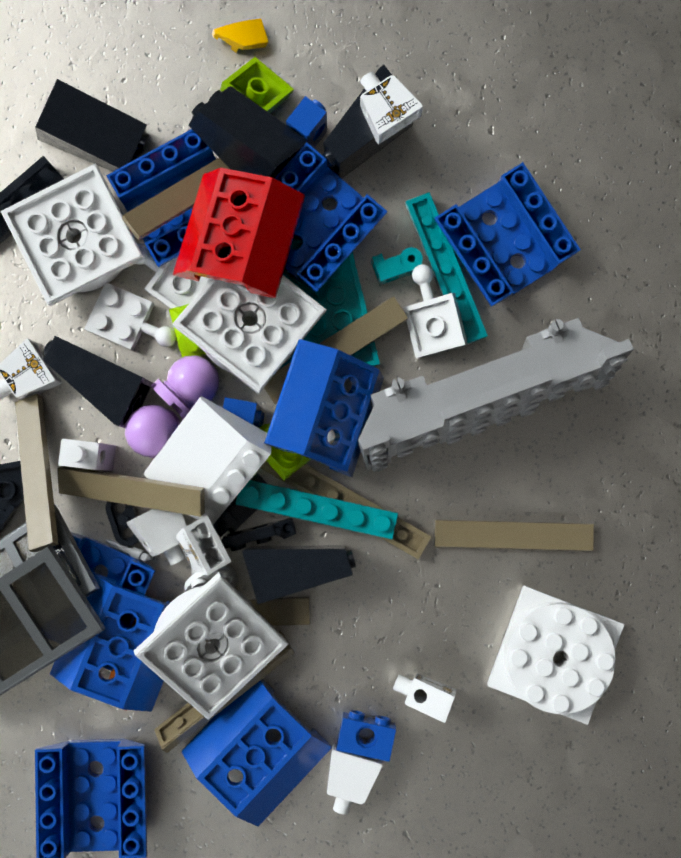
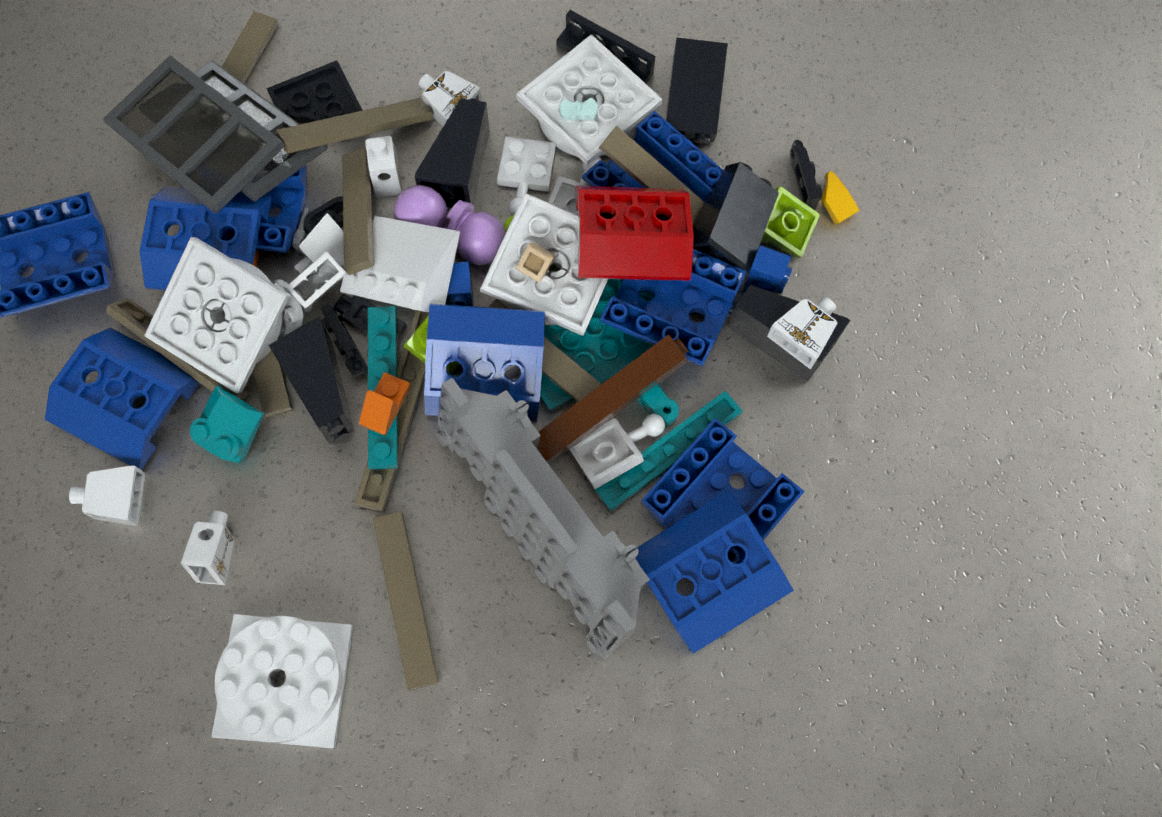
camera: 70 degrees right, 15 degrees down
(86, 248) = (578, 110): none -> light aqua piece
(209, 56) = (805, 175): none -> black hinge
(247, 333) = (535, 261): none -> tan slope
(315, 659) = (226, 426): none -> teal slope
(340, 510) = (384, 403): none -> orange slope
(377, 746) = (147, 487): blue brick -> none
(394, 301) = (611, 398): none -> reddish brown brick
(551, 270) = (723, 591): none -> blue slope

